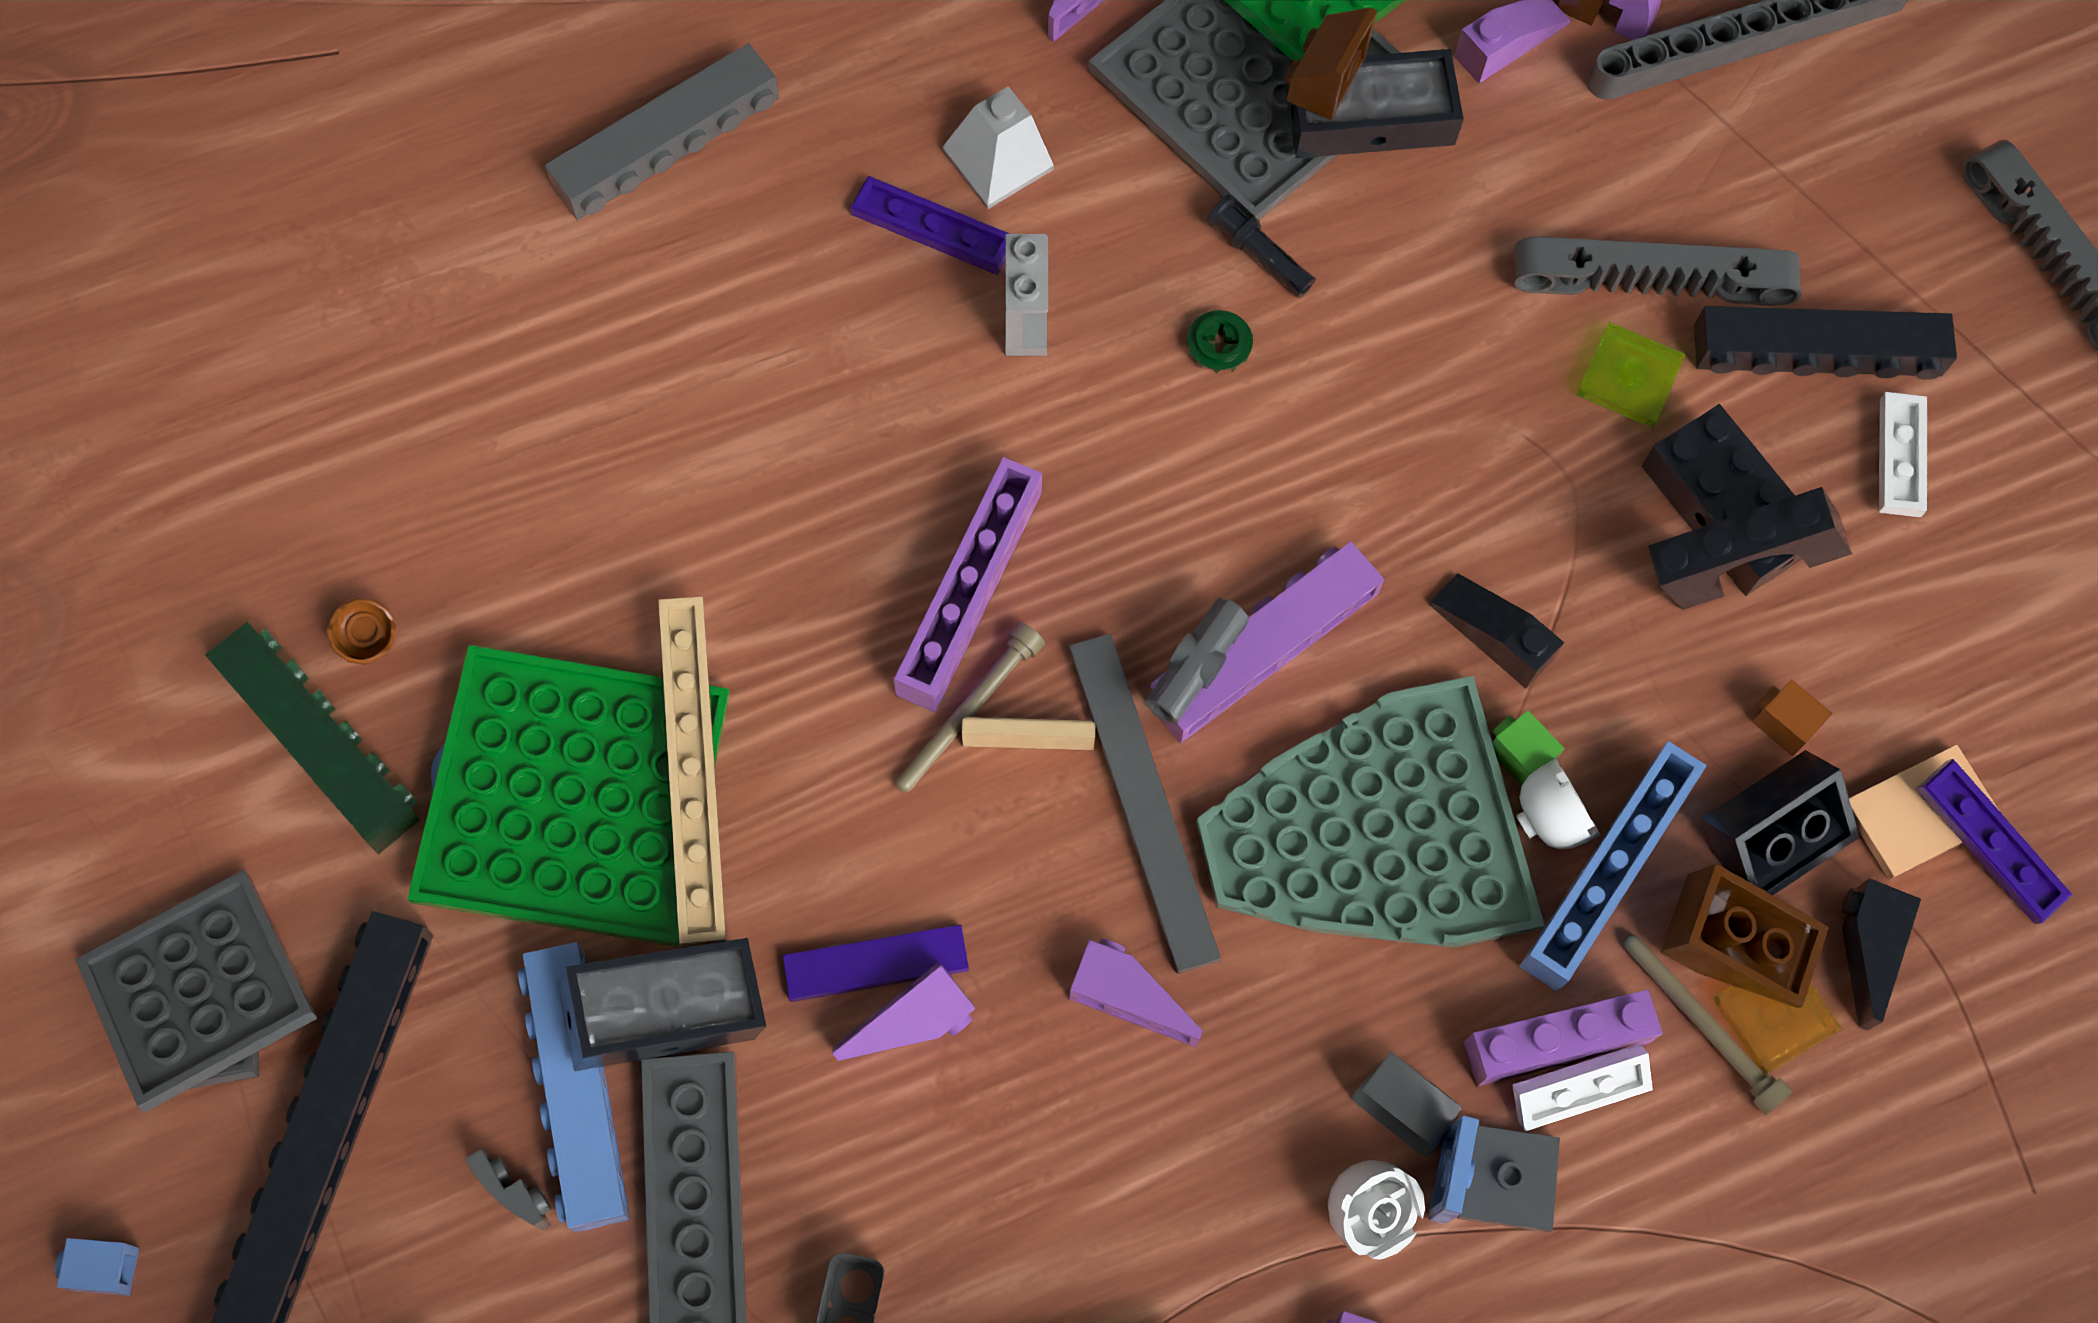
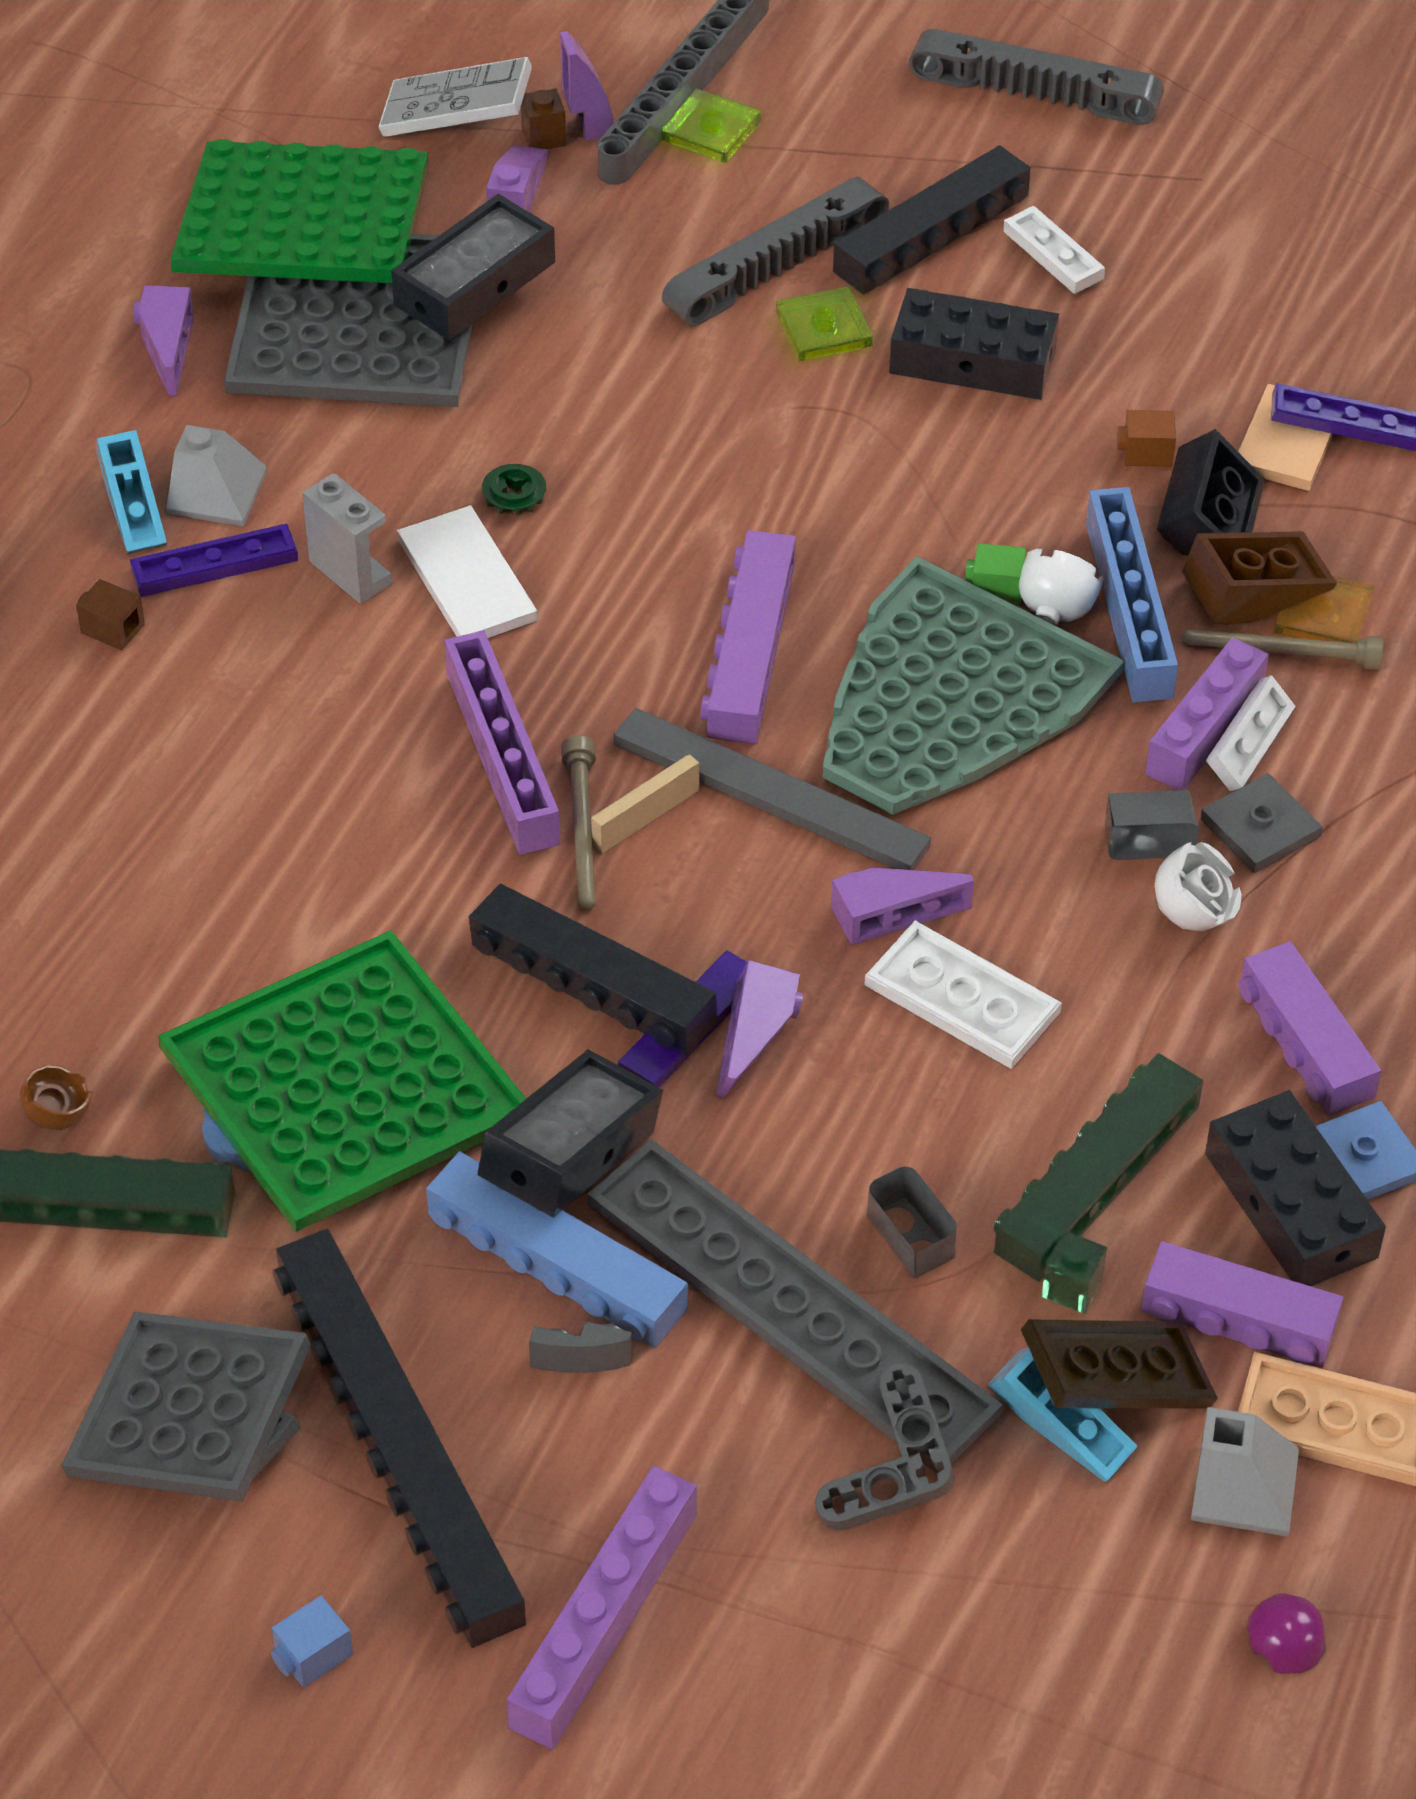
camera: 40 degrees left, 20 degrees down
(691, 772) = (422, 985): tan plate -> none
(803, 217) = (110, 614): none -> reddish brown brick
(837, 859) = (593, 969): none -> black brick
(921, 114) = (130, 491): none -> medium azure slope
(1105, 396) = (467, 574): none -> white tile
(1105, 1126) = (963, 994): none -> white tile
(1197, 661) = (724, 661): dark grey piece -> none
(1247, 235) = (461, 412): black pin -> none
(1330, 61) = (428, 239): reddish brown slope -> none
(1454, 1170) = (1225, 826): medium blue plate -> none
(1498, 628) = (907, 519): black slope -> none
(1730, 97) = (711, 125): none -> clear neon green plate
(1798, 525) = (1044, 295): black arch -> none
(1875, 943) = (1342, 525): black slope -> none

